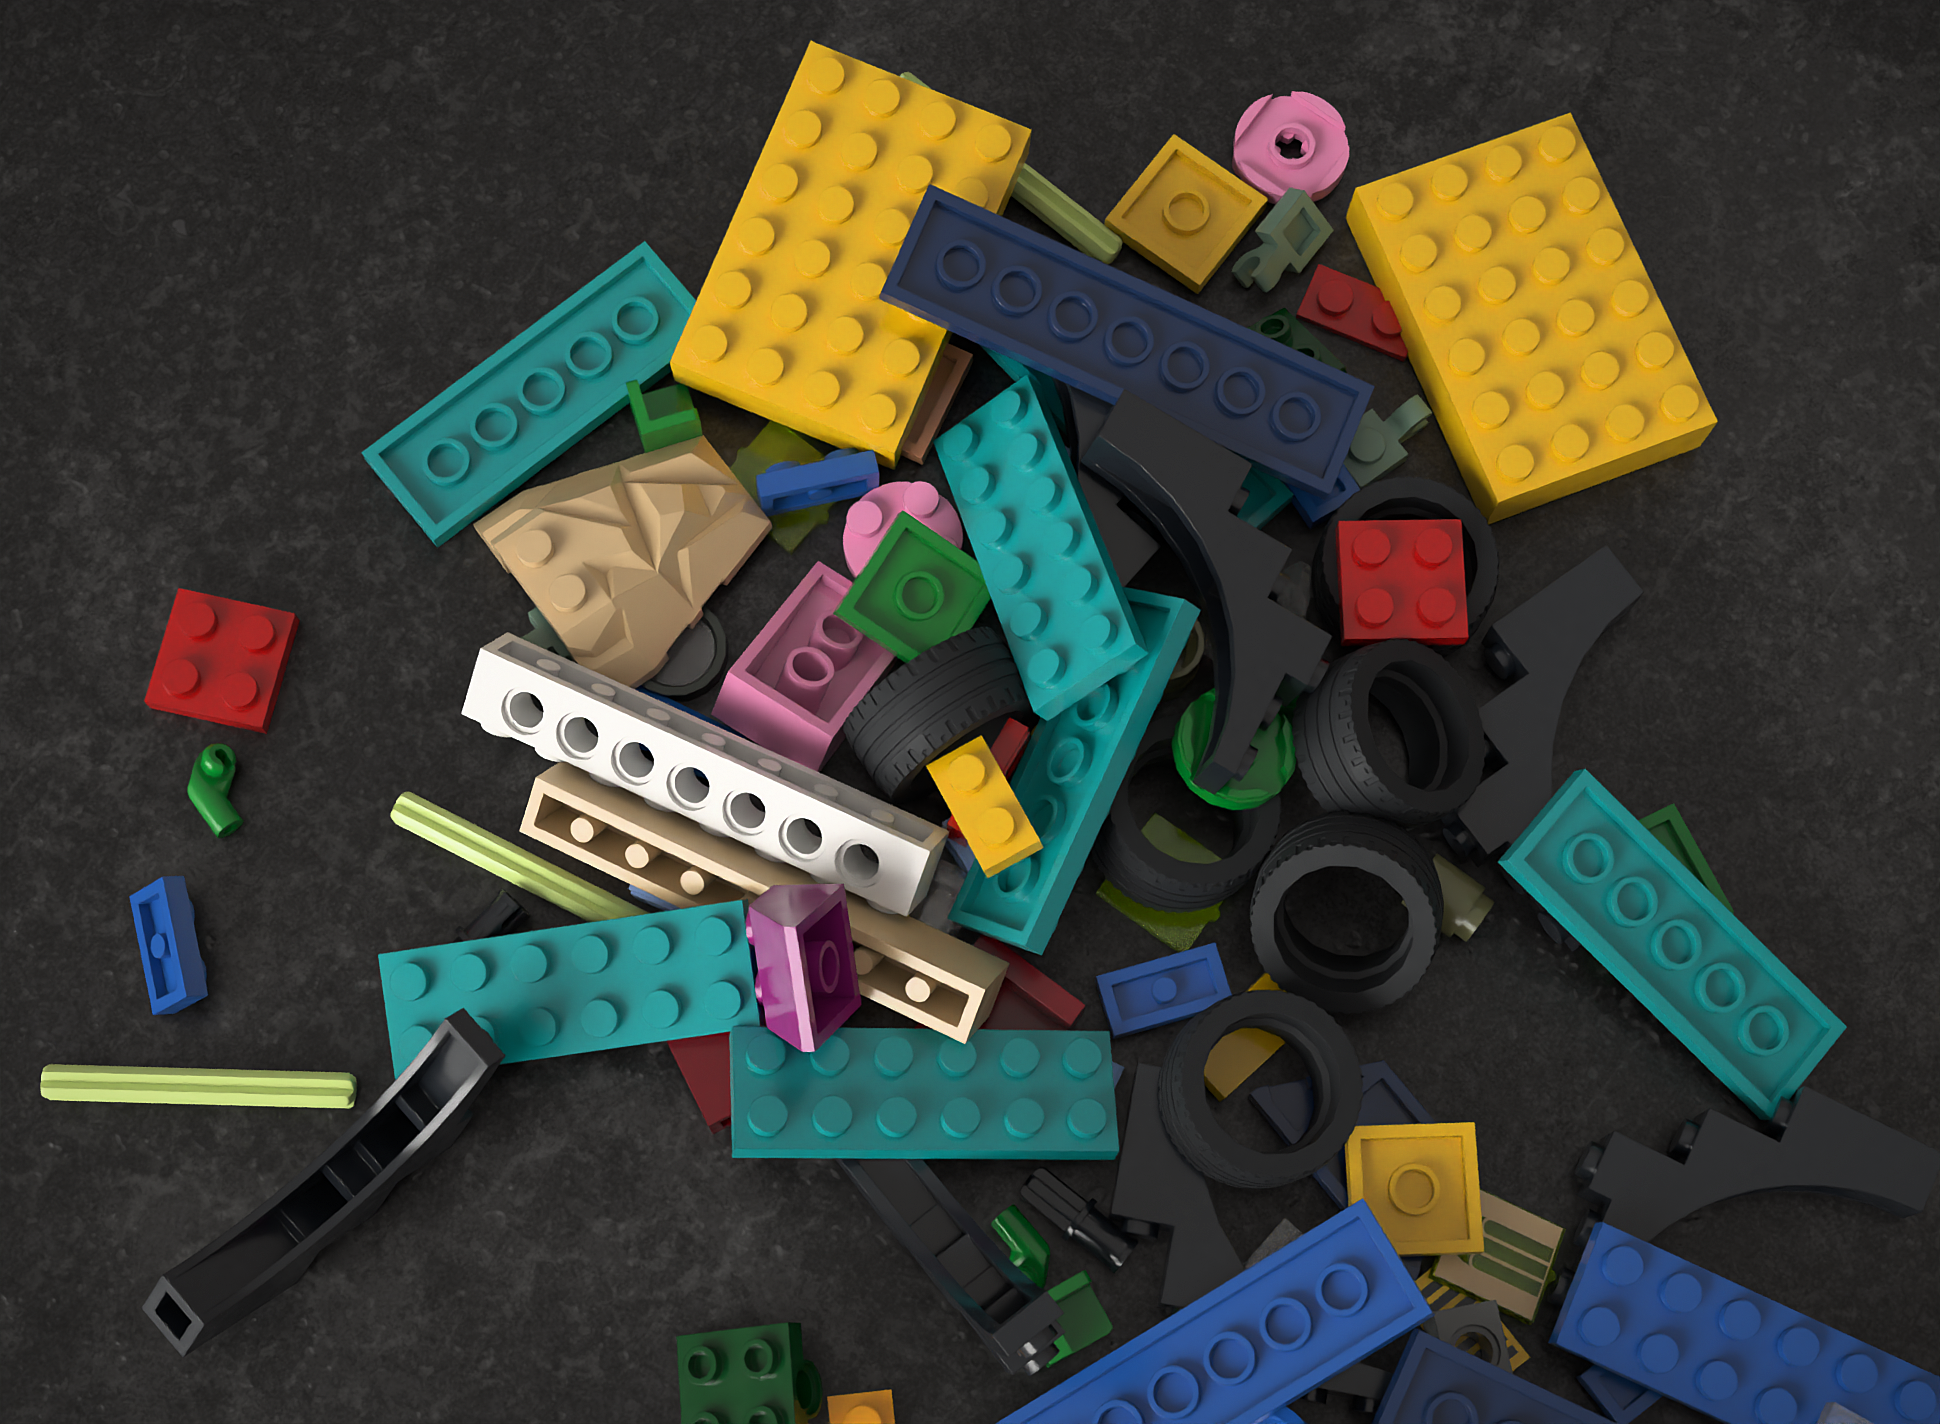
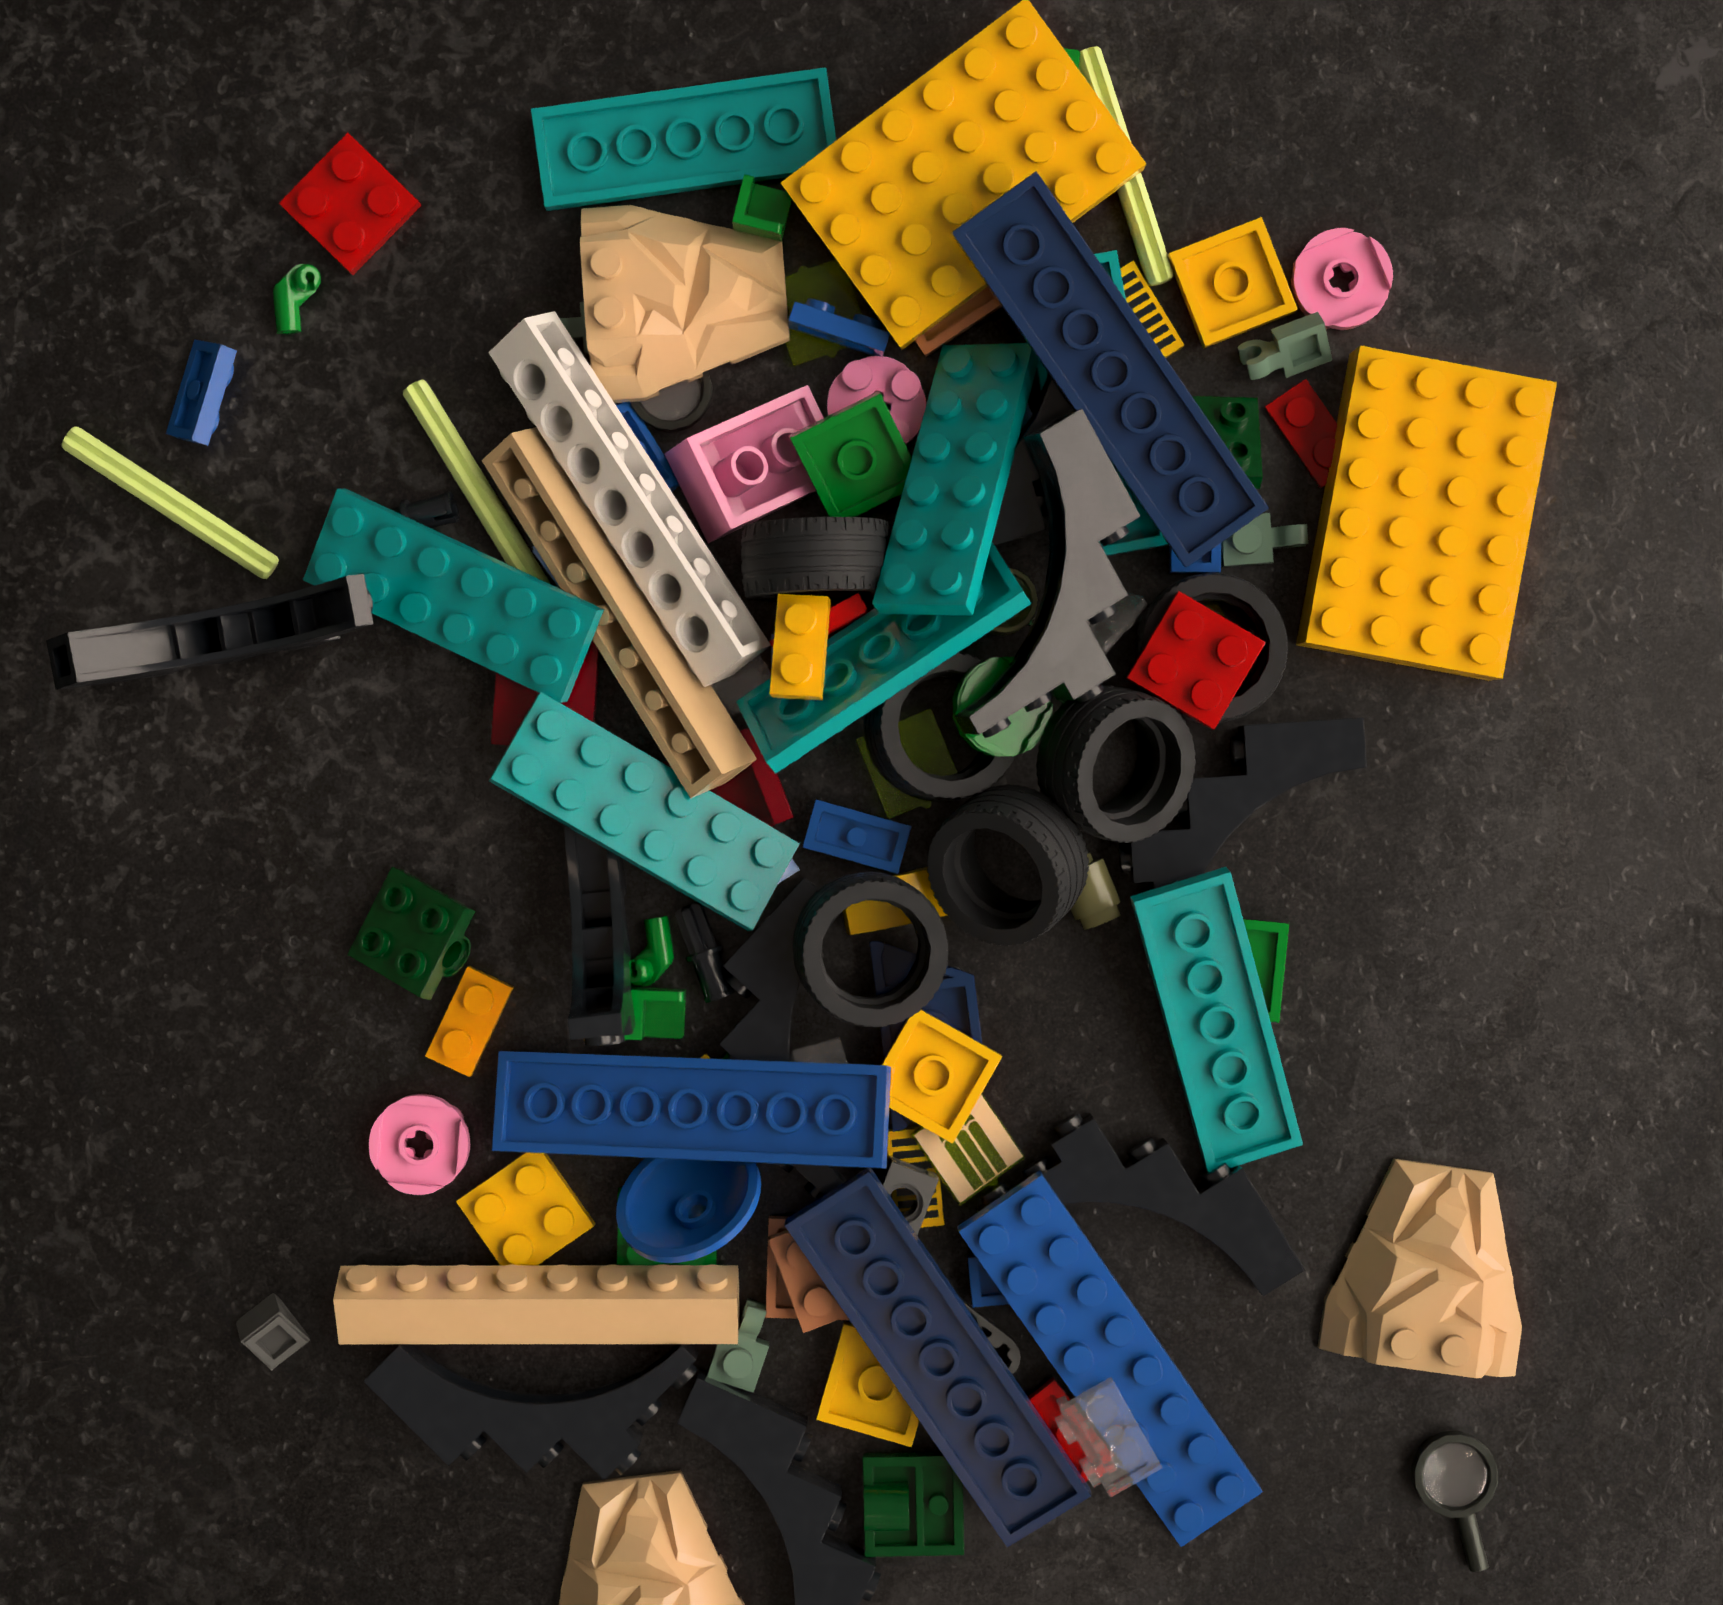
camera: 30 degrees right, 15 degrees up
(804, 961) = (612, 680): magenta slope -> none

